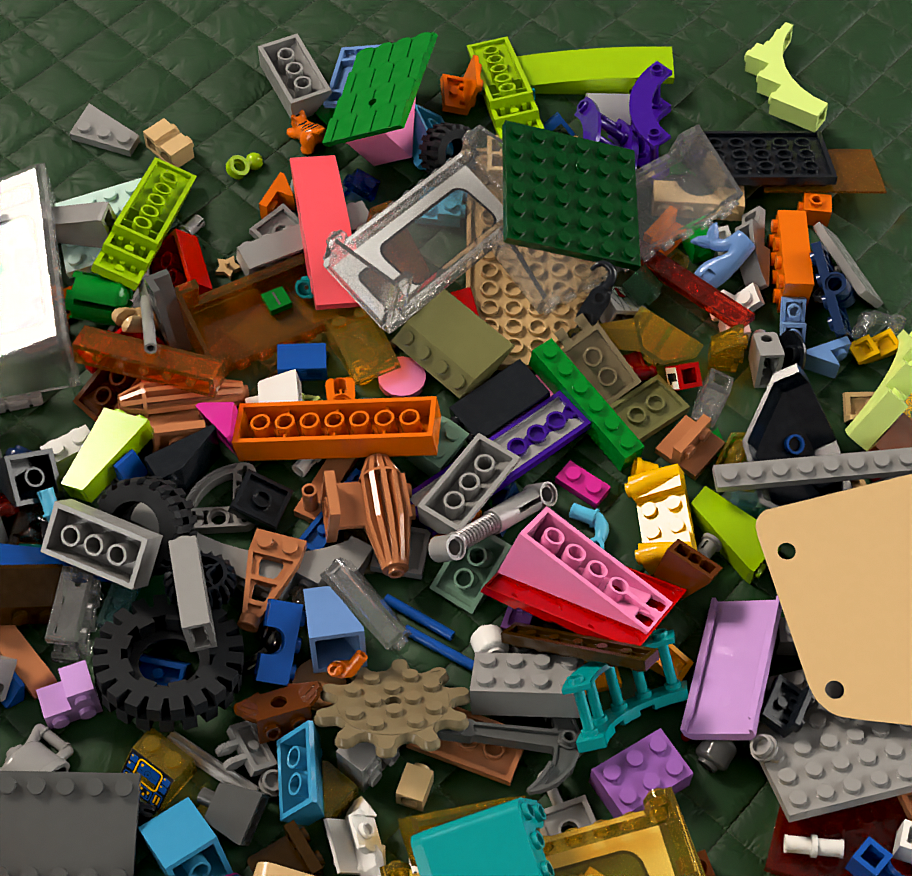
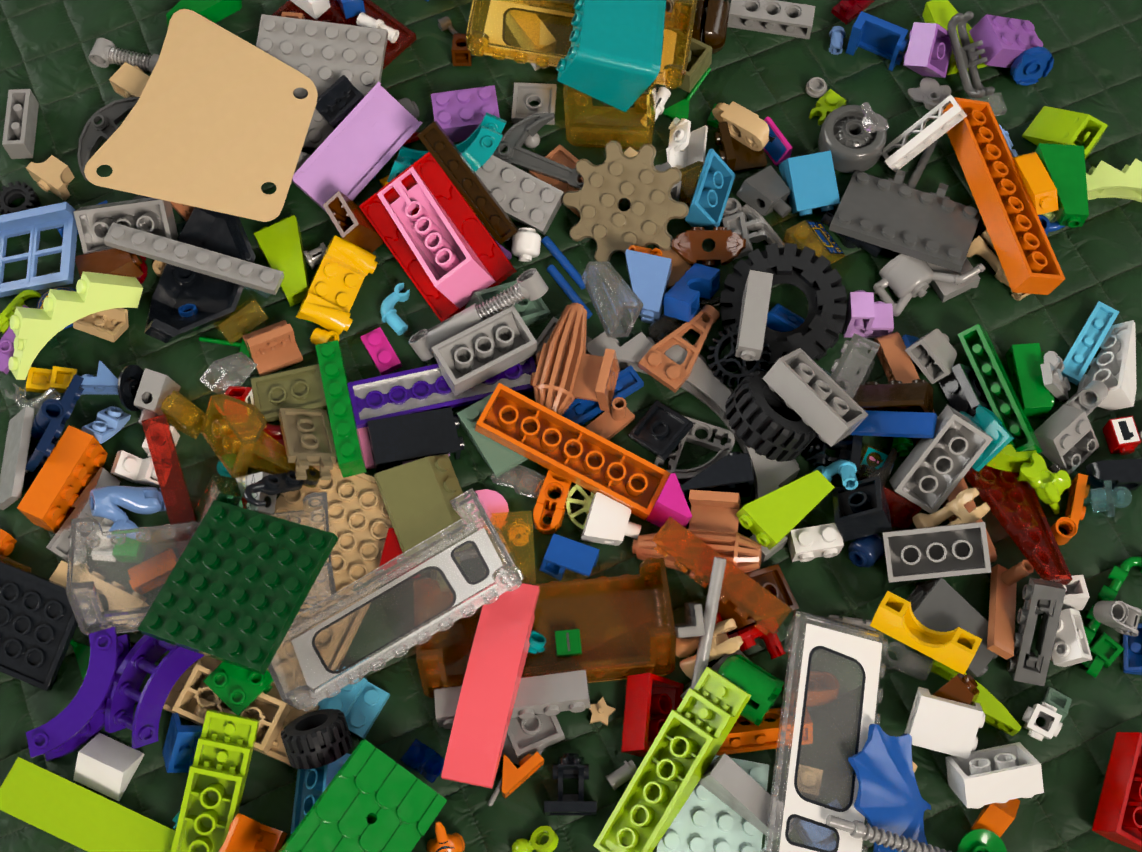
camera: 155 degrees left, 10 degrees up
(129, 466) = (767, 485): blue slope -> none
(231, 205) = (570, 767): none -> black tile
(763, 747) = (372, 77): light grey plate -> none

